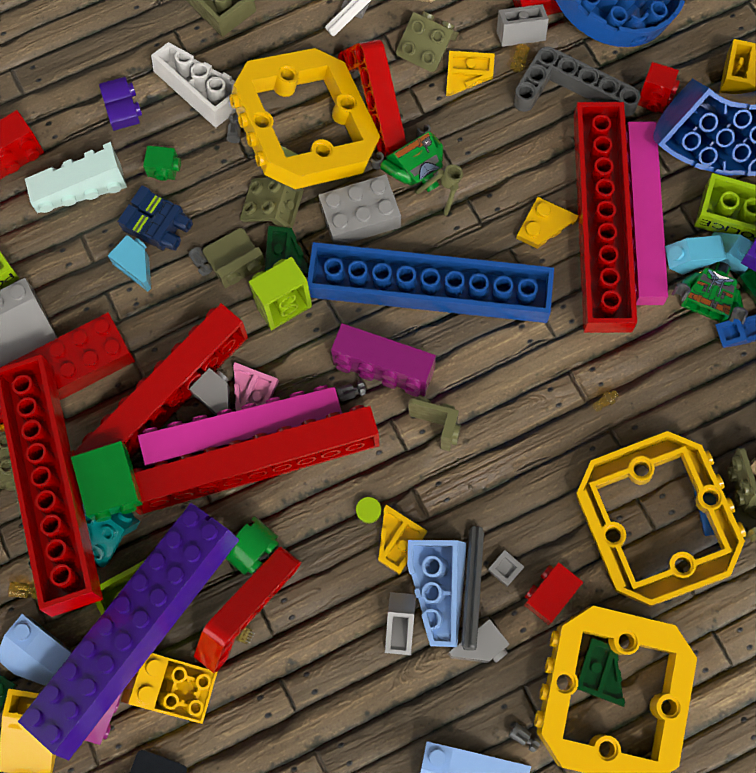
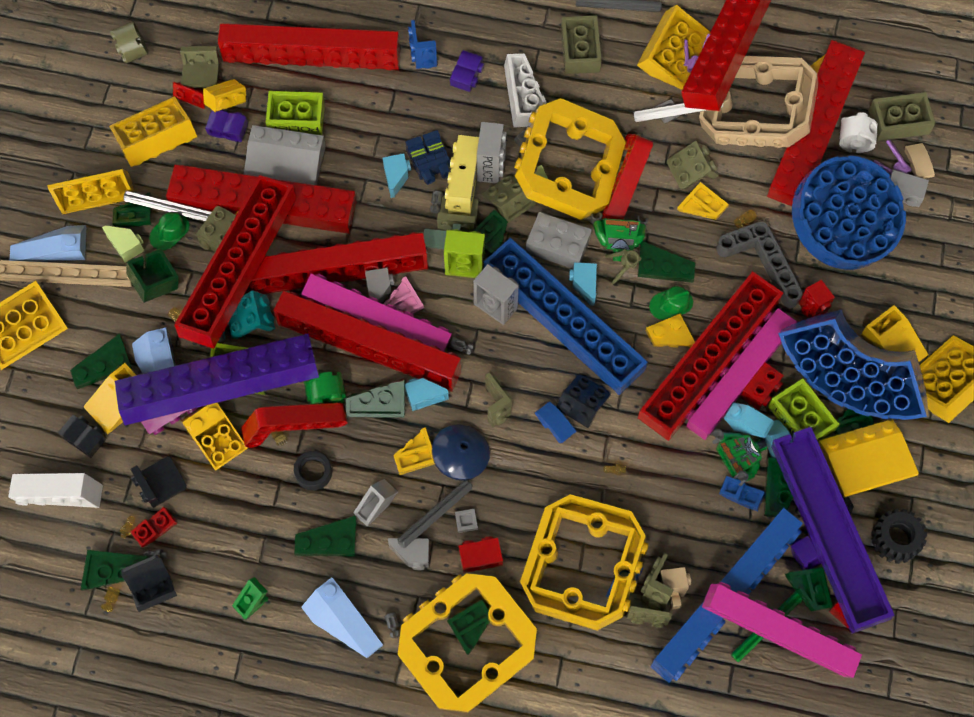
camera: 35 degrees right, 5 degrees down
(59, 116) = (422, 53): none -> blue bracket
(76, 180) = (402, 100): light aqua wedge -> none
(107, 481) = (271, 286): green brick -> none
(161, 163) = (461, 124): green brick -> none
(209, 213) = (462, 176): none -> light yellow brick
(219, 168) = (491, 152): none -> light grey brick
(238, 295) = (436, 238): none -> sand green bracket
(287, 640) = (312, 485): none -> black tyre
(316, 515) = (379, 401): none -> wing
(346, 305) = (495, 294): none -> light grey brick
(354, 470) = (424, 393): none -> medium azure slope
(368, 510) = (413, 423): lime tile -> none
(383, 360) = (494, 340): magenta brick -> none
(384, 701) = (328, 540): none -> dark green wing
(420, 232) = (584, 280): none -> medium azure slope
(438, 515) = (459, 462): none -> dark blue dish
(439, 584) = (419, 493): light blue wedge -> none
(482, 159) = (664, 265): none -> dark green wing
(509, 396) = (555, 421): none -> blue slope
(518, 193) = (671, 303): none -> green piece
(518, 355) = (582, 400): none -> black bracket
(522, 25) = (761, 198): light grey brick -> none
(676, 209) = (761, 386): none -> red brick

